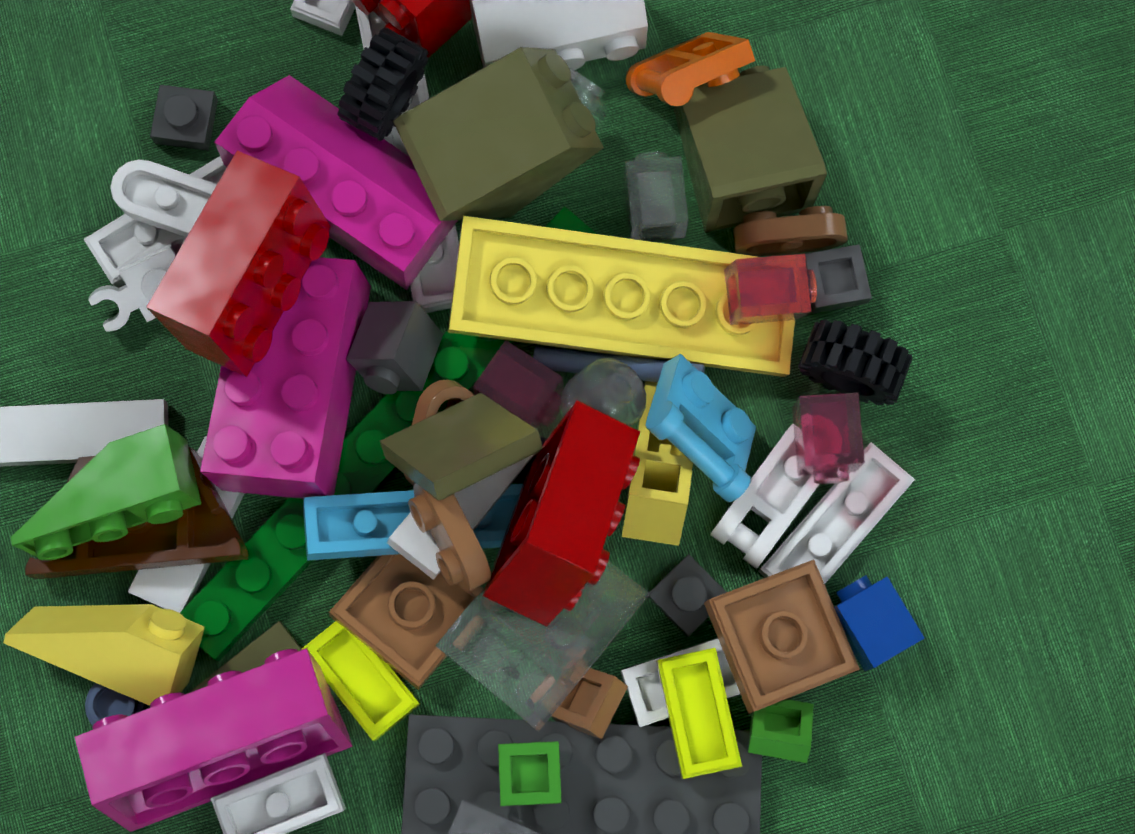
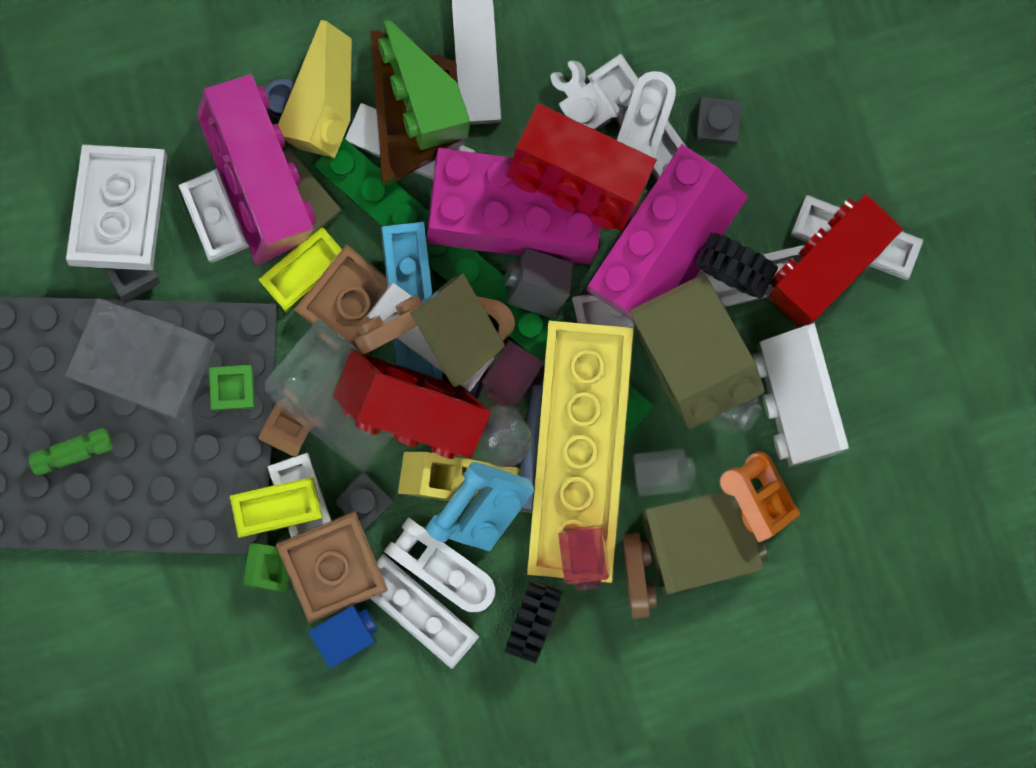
camera: 90 degrees right, 5 degrees up
(828, 436) = (474, 599): clear pink brick -> none
(839, 278) = (603, 611): flat silver plate -> none

